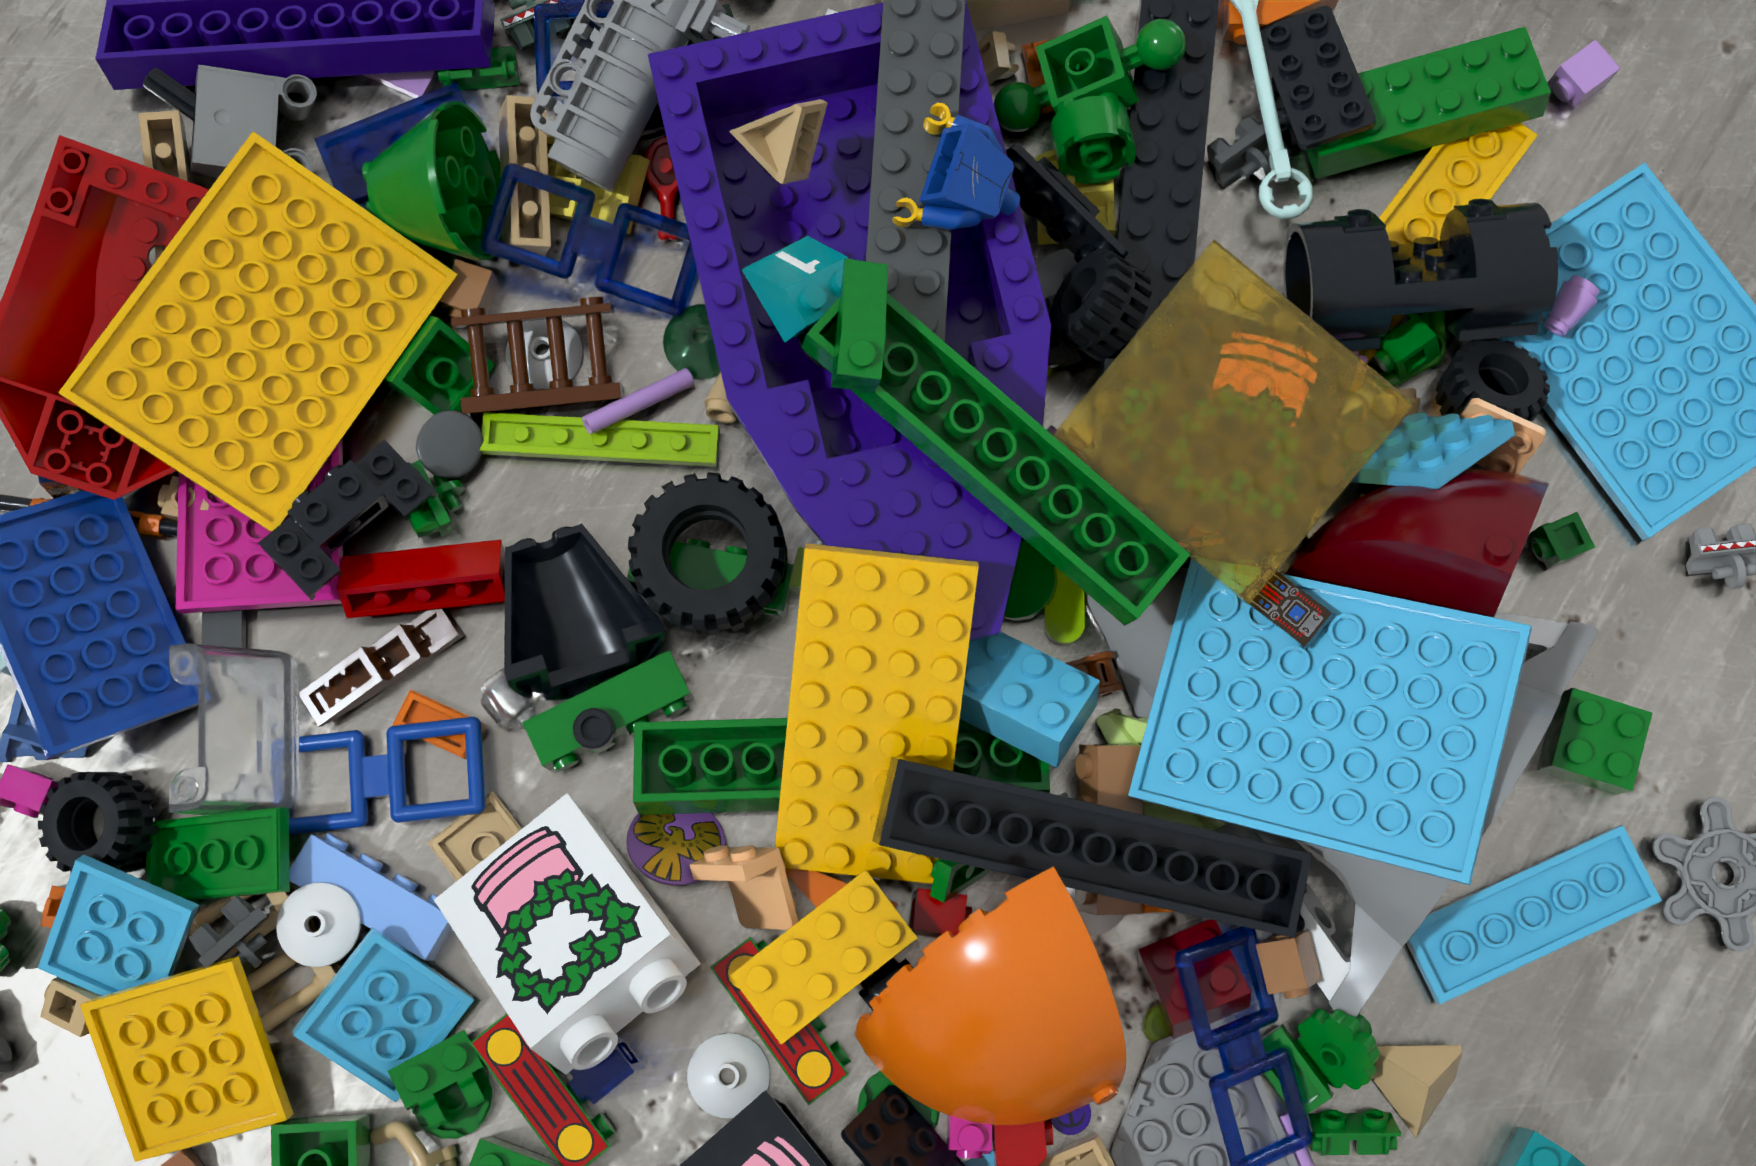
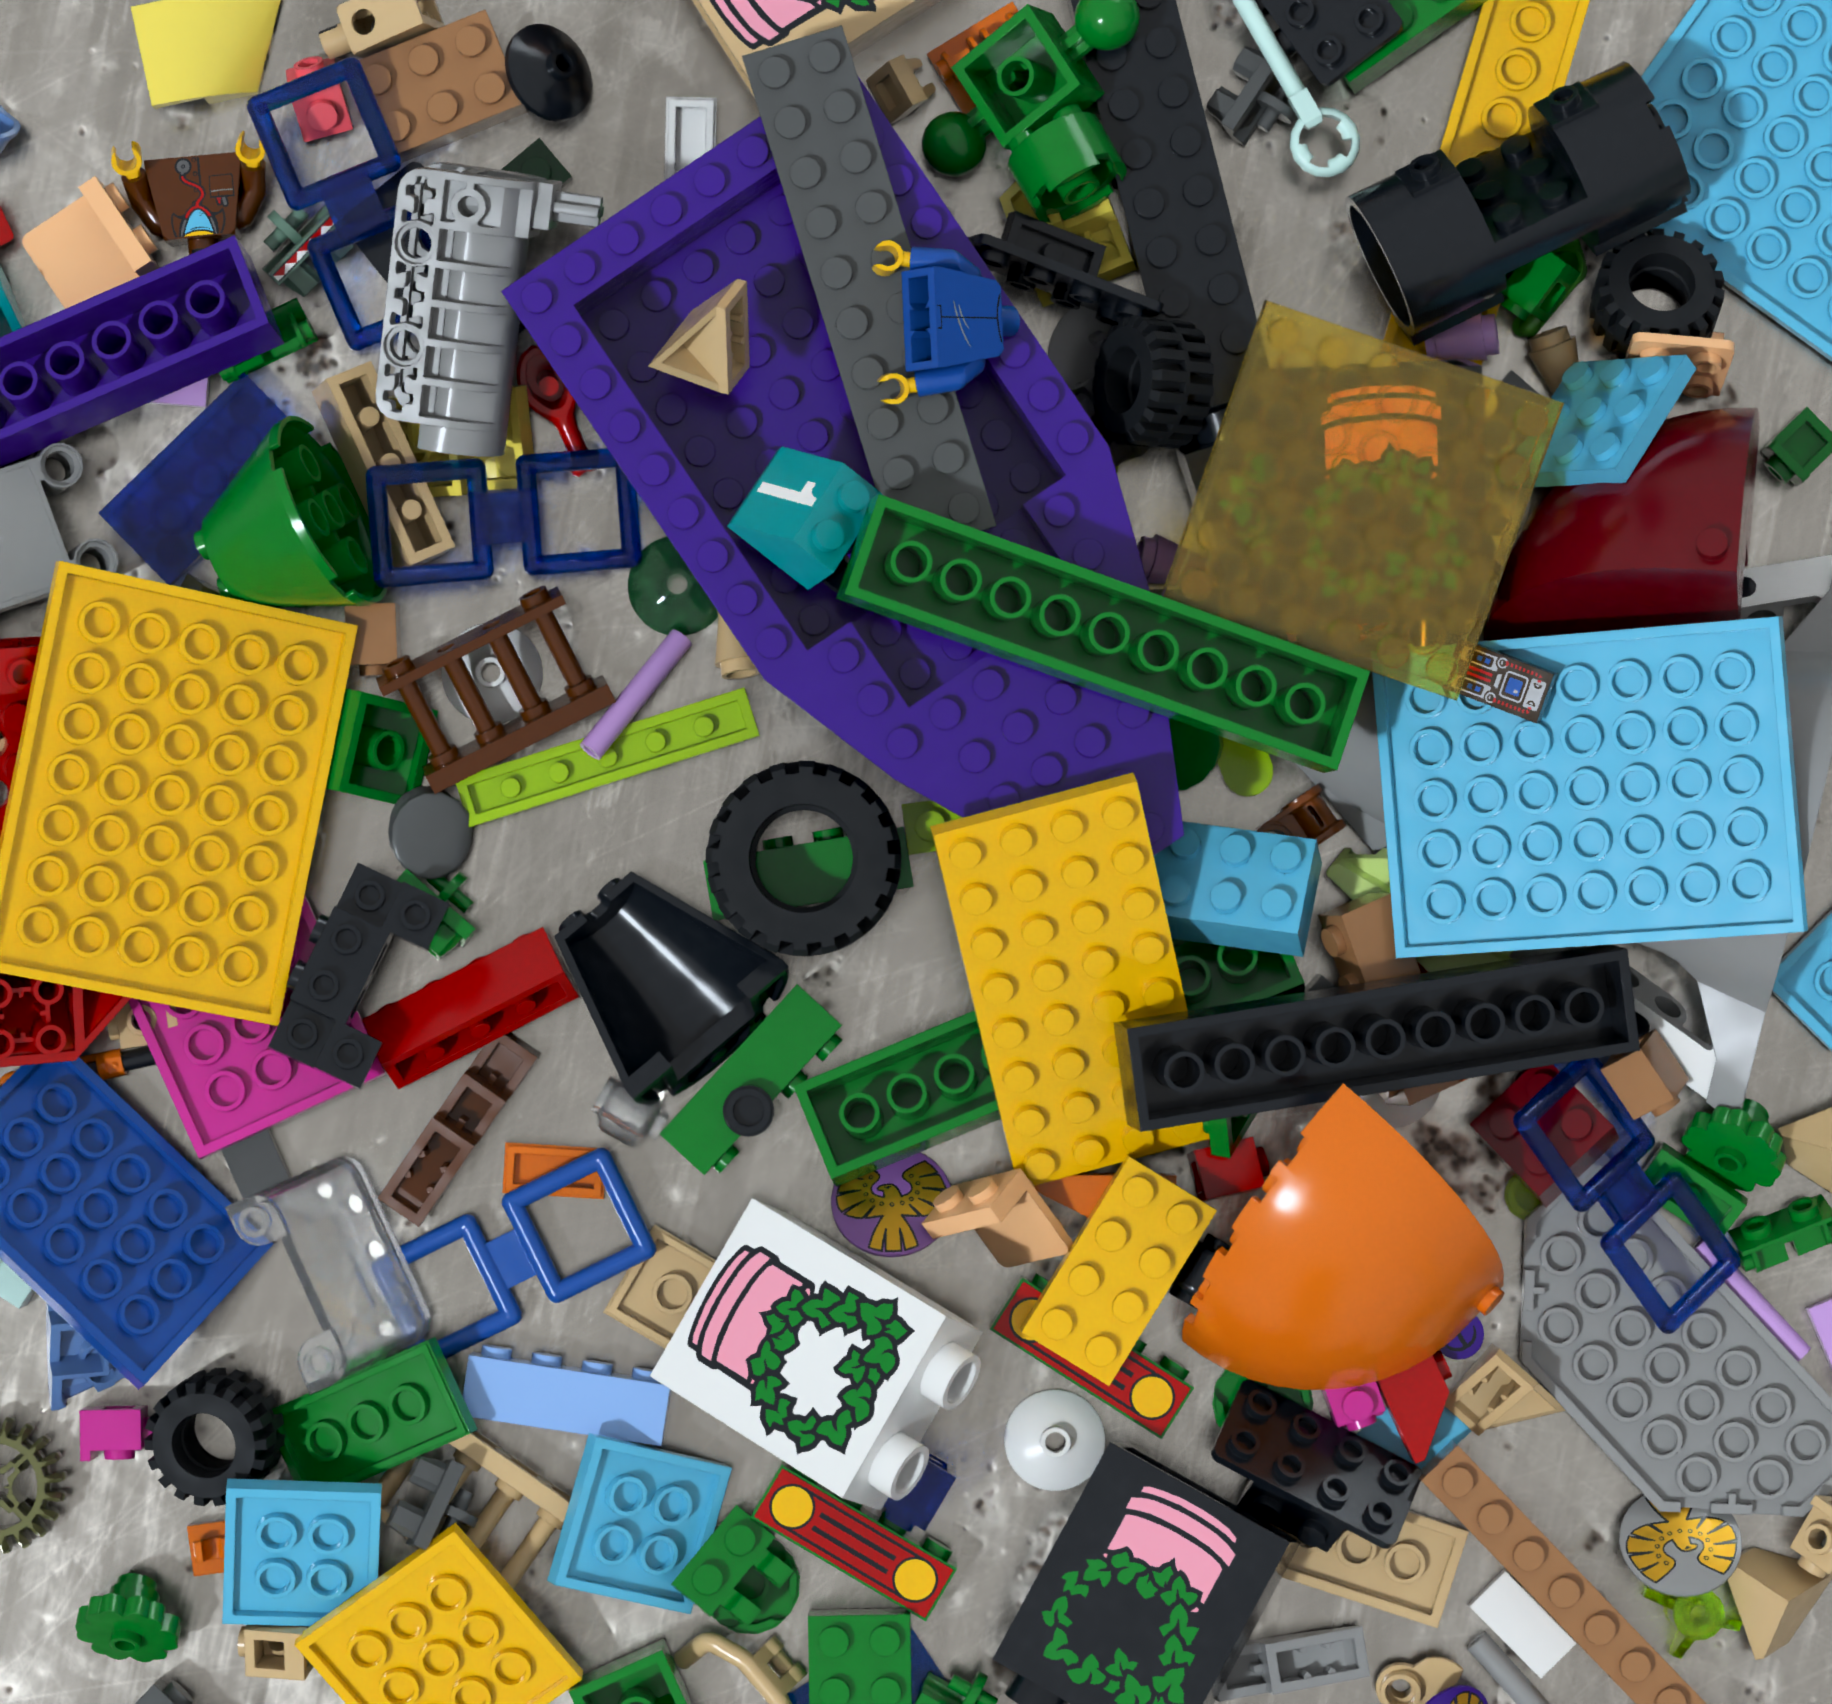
camera: 25 degrees left, 10 degrees up
(338, 927) = (528, 1426): white dish -> none
(860, 326) = (904, 561): green slope -> none
(1571, 305) = (1717, 154): lavender cone -> none

